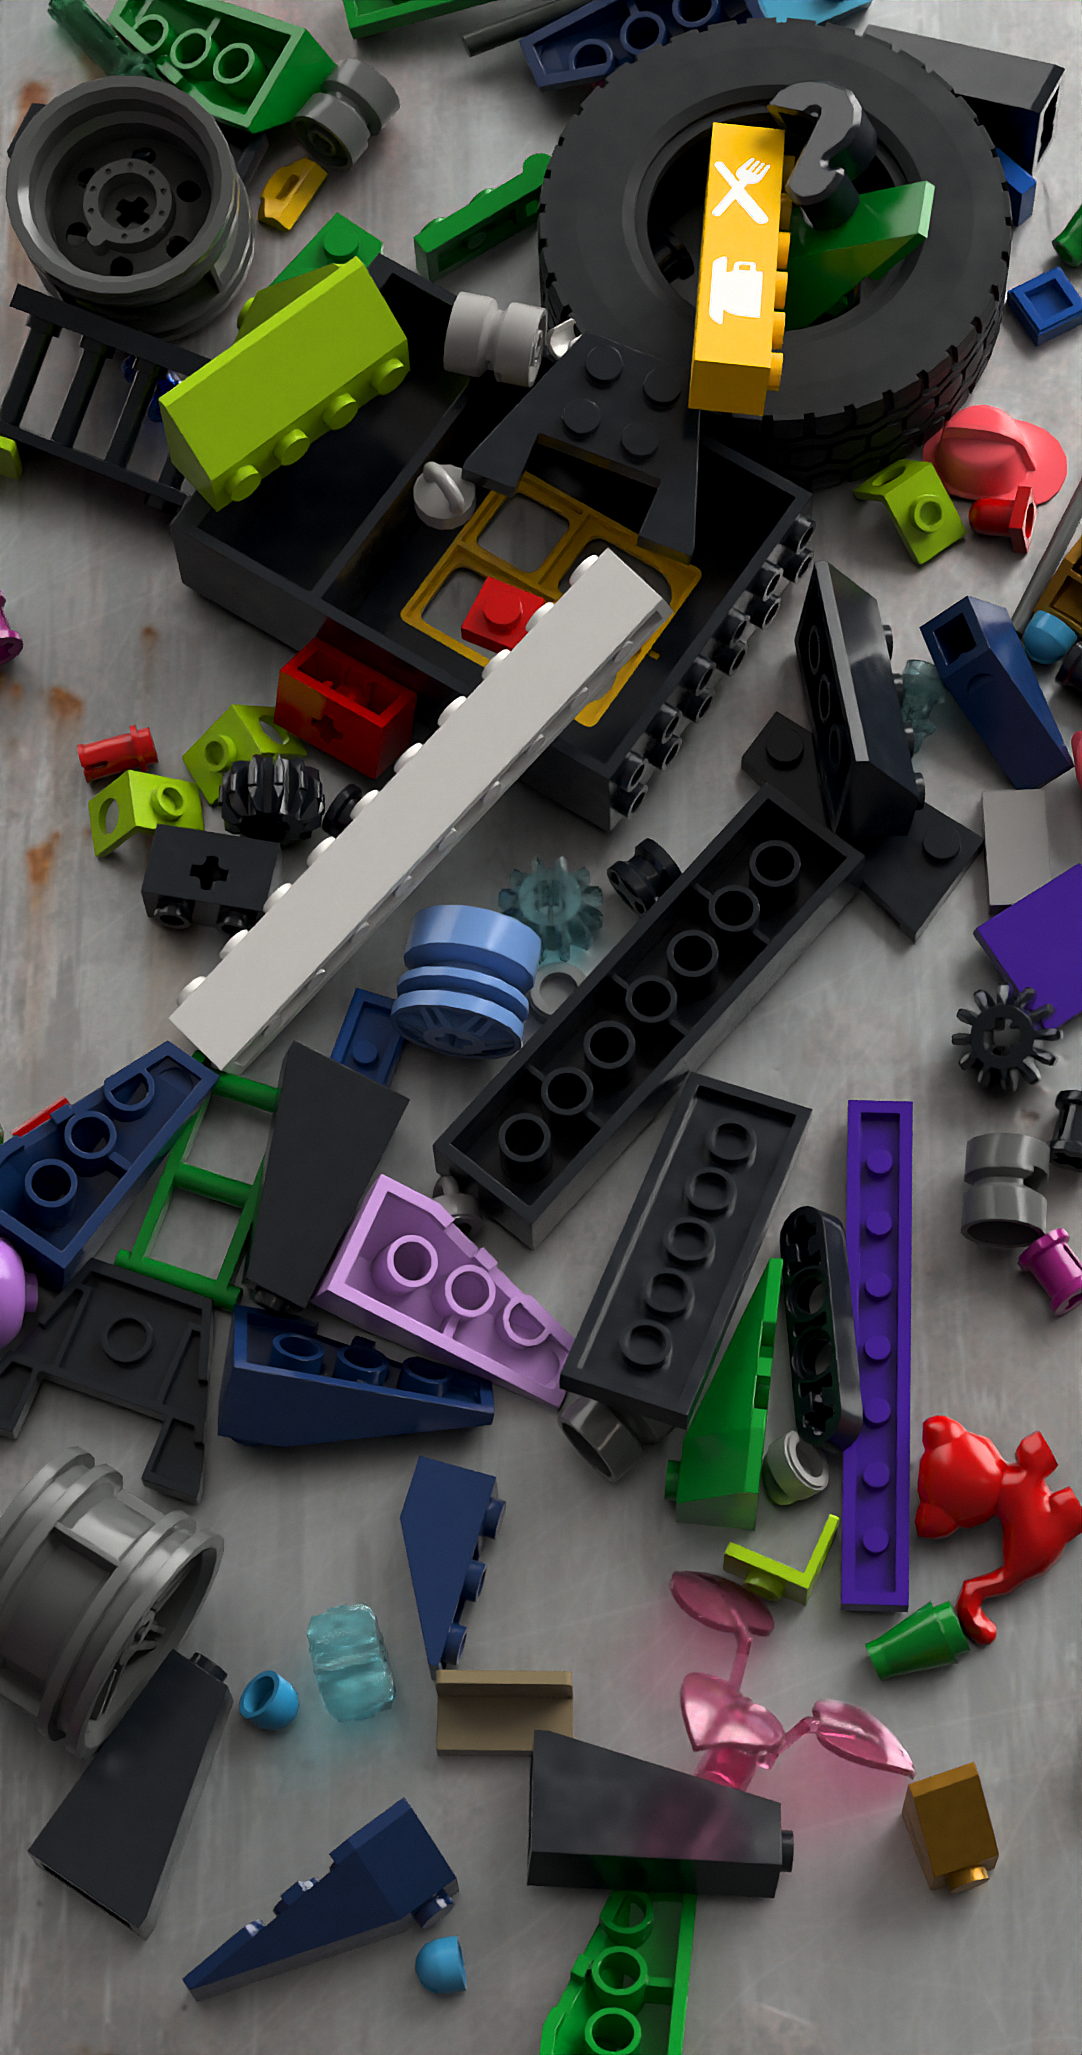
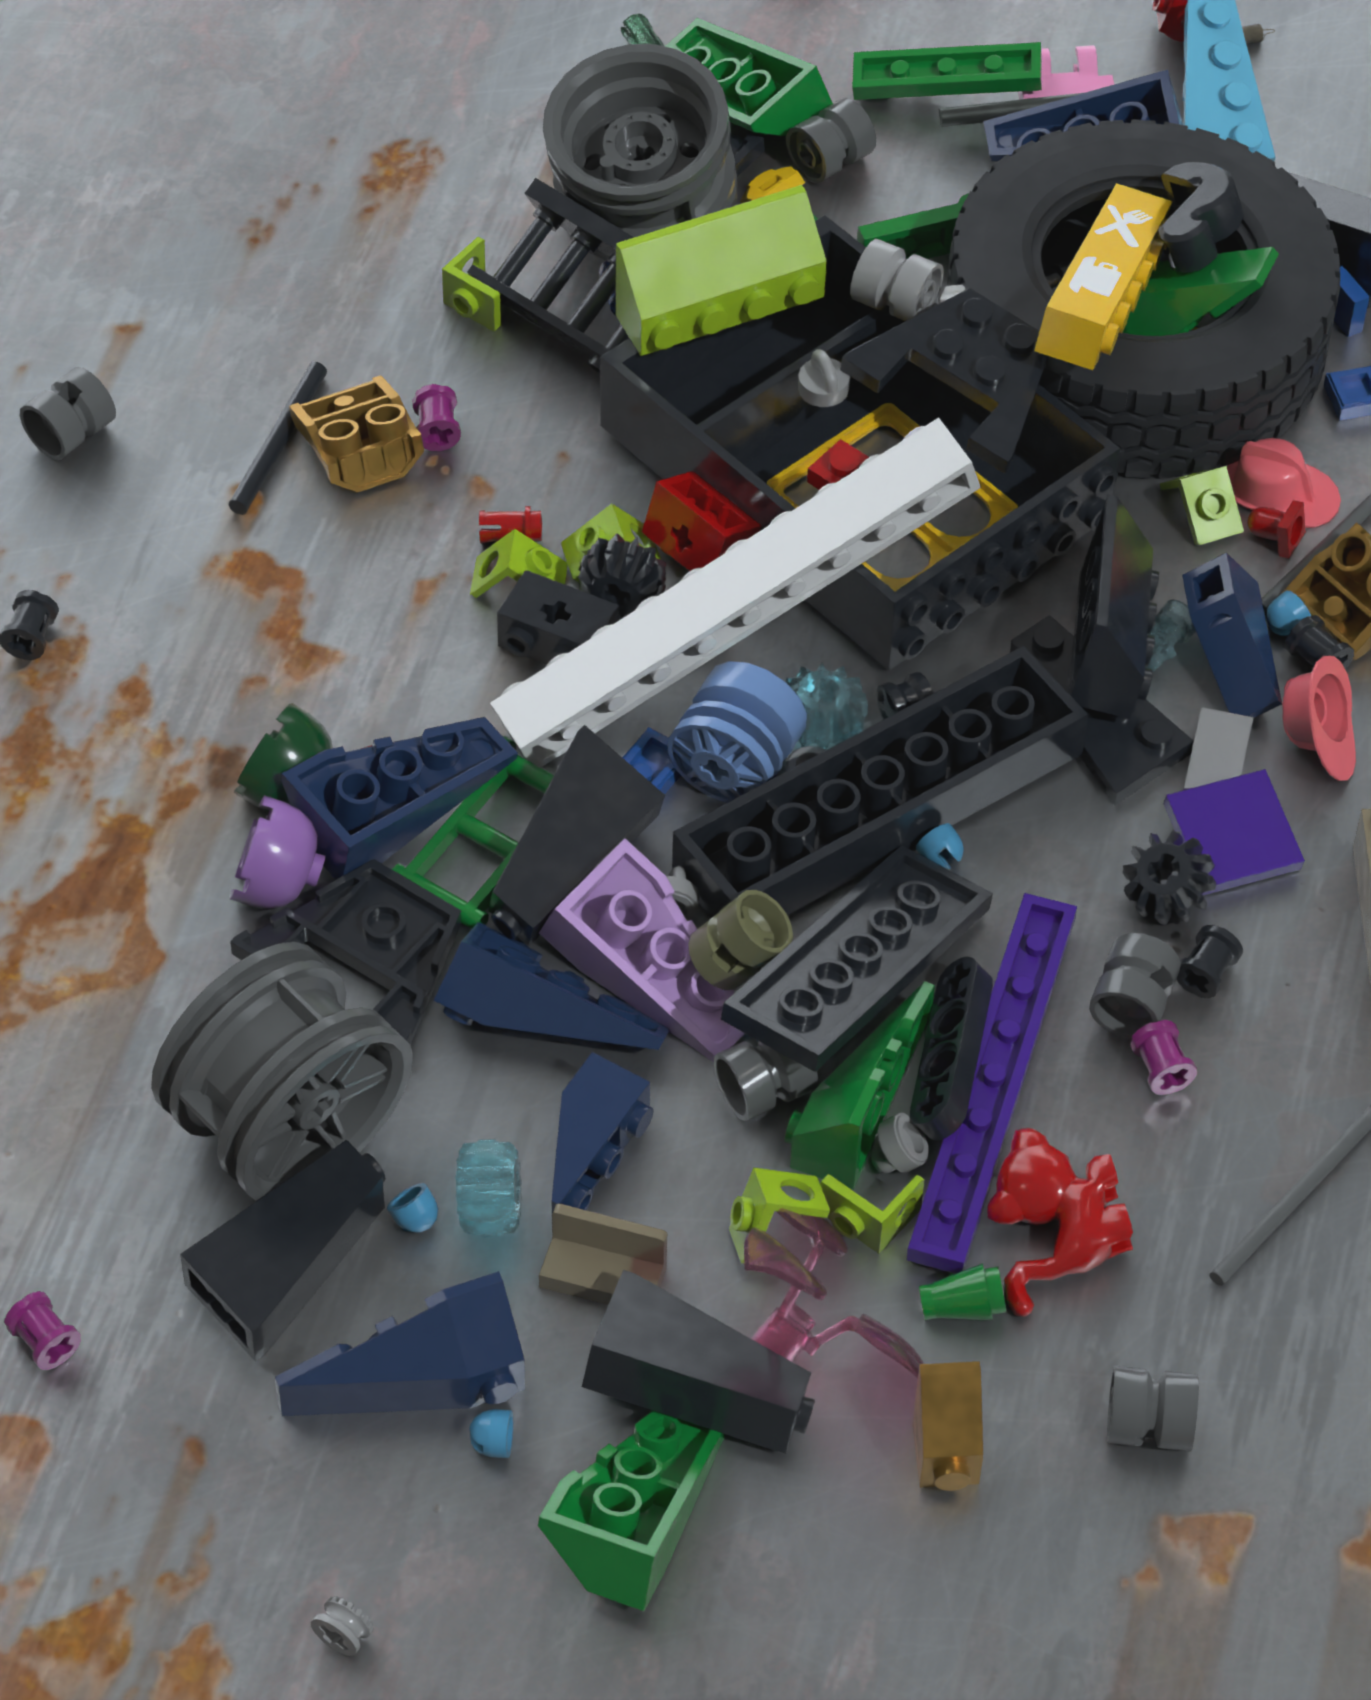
camera: 10 degrees right, 15 degrees down
(548, 1265) = (740, 940): none -> olive wheel
(667, 1599) = (765, 1195): none -> lime bracket
(731, 1059) = (941, 845): none -> dark azure hinge

